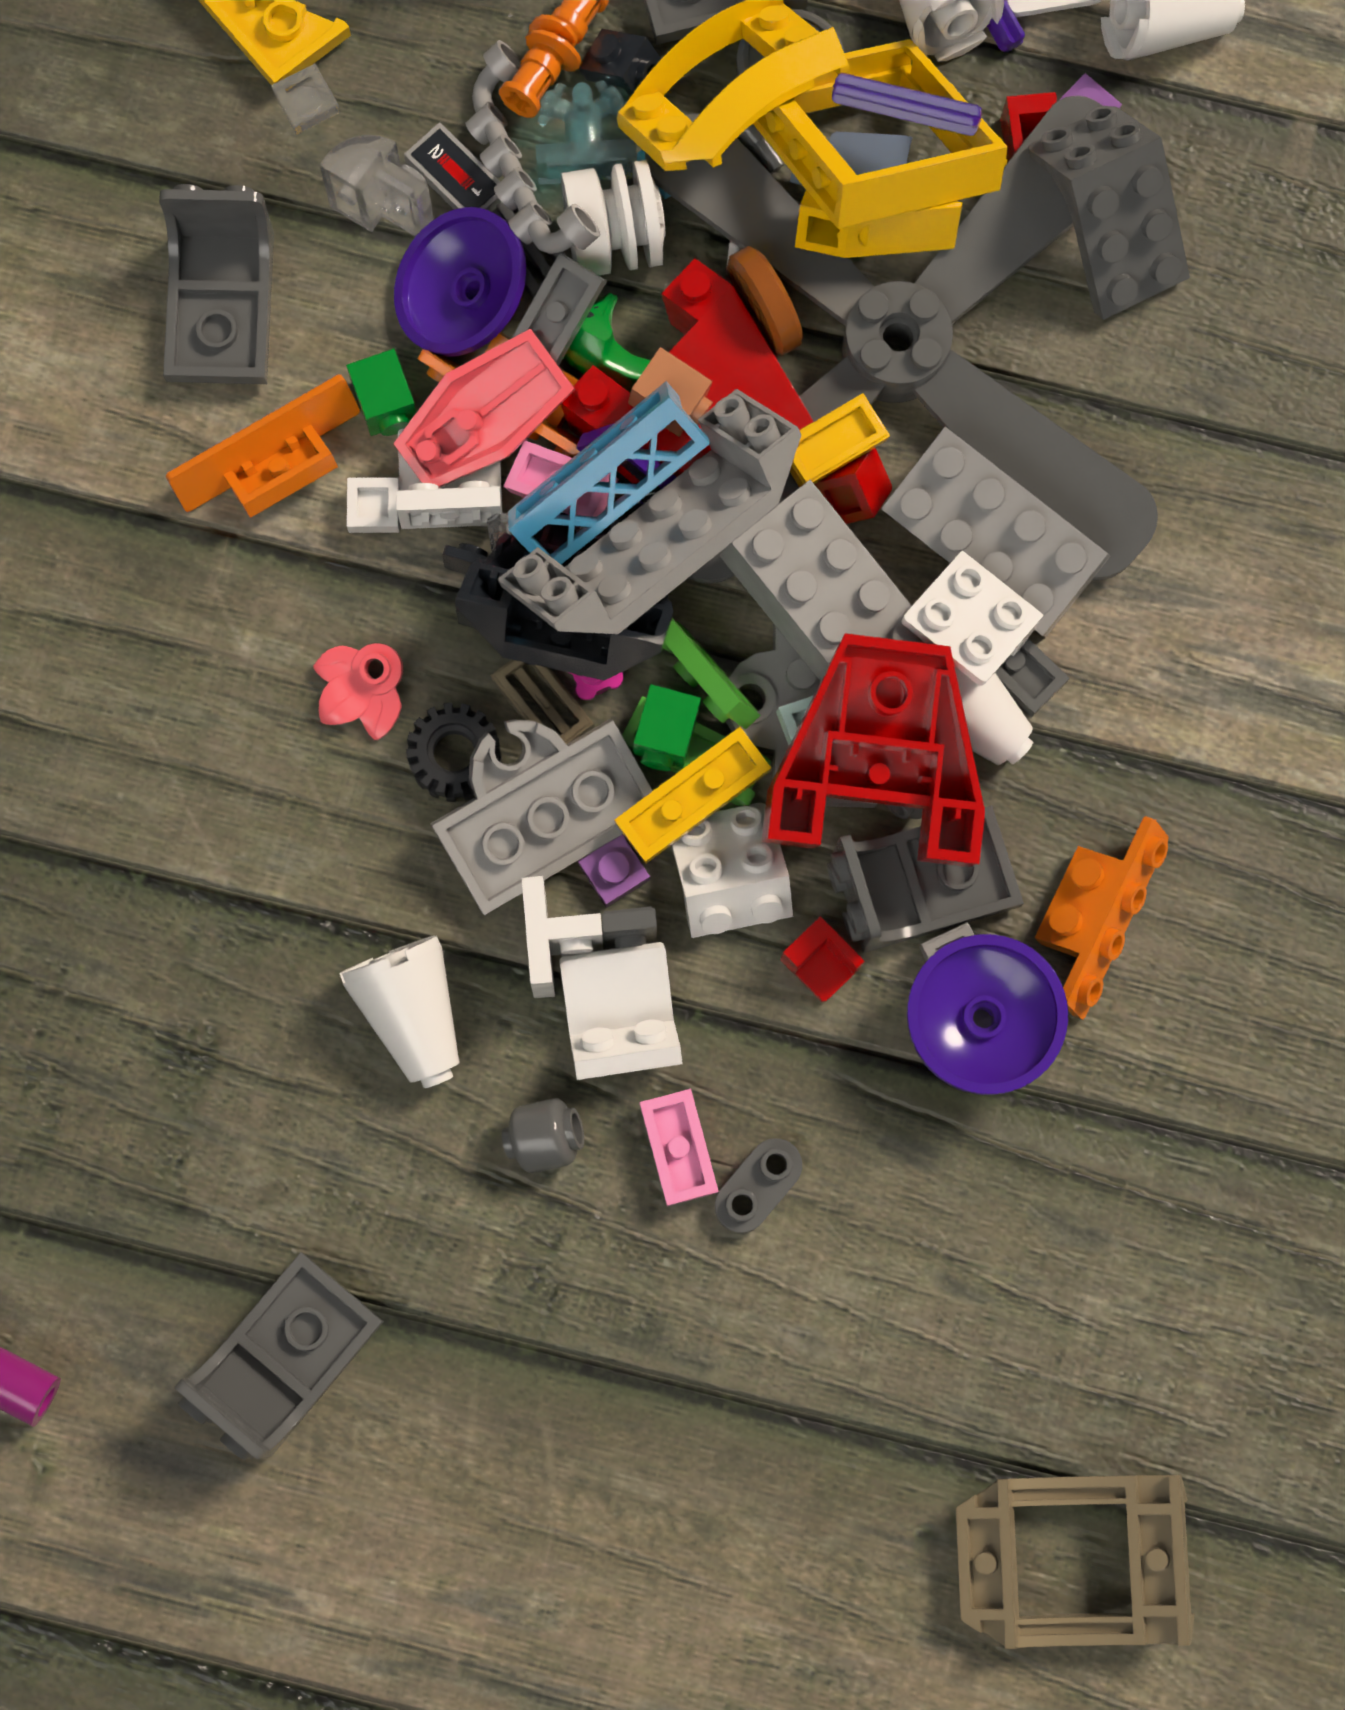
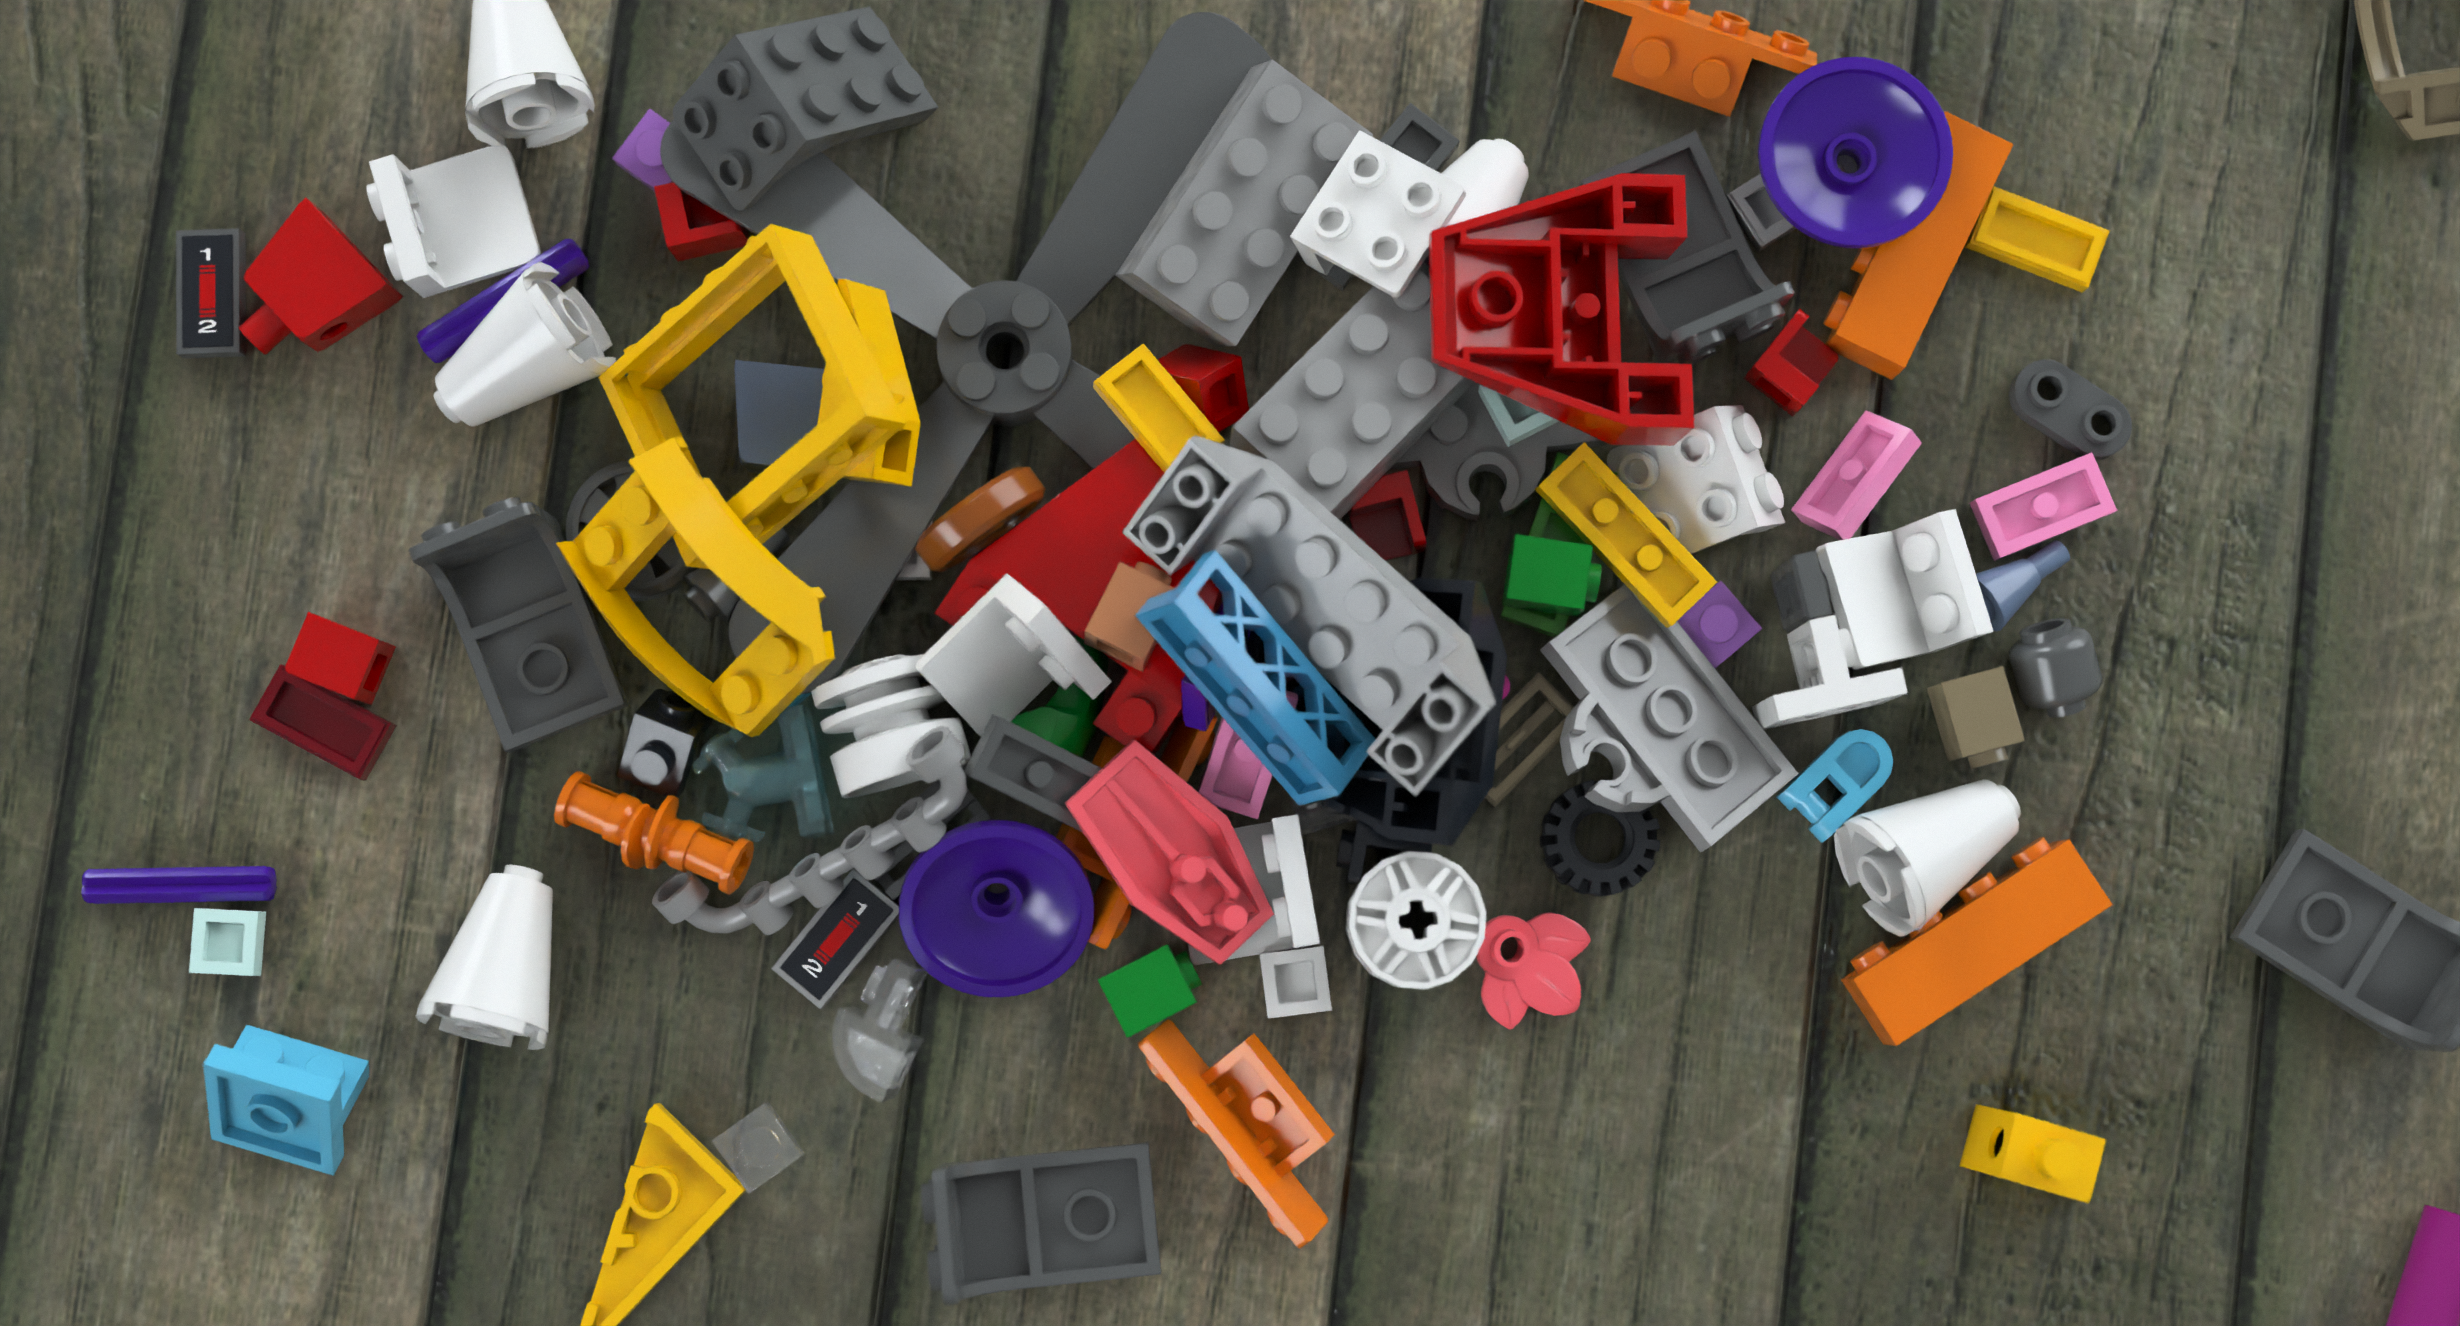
camera: 90 degrees left, 5 degrees up
(148, 1060) = (2033, 1153): none -> yellow torso
(328, 1037) = (1976, 940): none -> orange brick
(410, 621) = (1393, 952): none -> white wheel
(486, 962) = (1855, 764): none -> medium azure plate
(509, 1061) = (1976, 717): none -> dark tan brick
(613, 1104) = (2011, 584): none -> sand blue cone
(650, 300) = (1006, 656): none -> white bracket
(698, 668) = (1464, 544): bright green plate -> none
(721, 996) = (1856, 476): none -> bright pink plate
(731, 621) = (1389, 518): none -> red panel
(885, 1062) = (1905, 277): none -> orange brick
(906, 1179) = (2038, 239): none -> yellow tile
(907, 104) = (721, 358): axle -> none

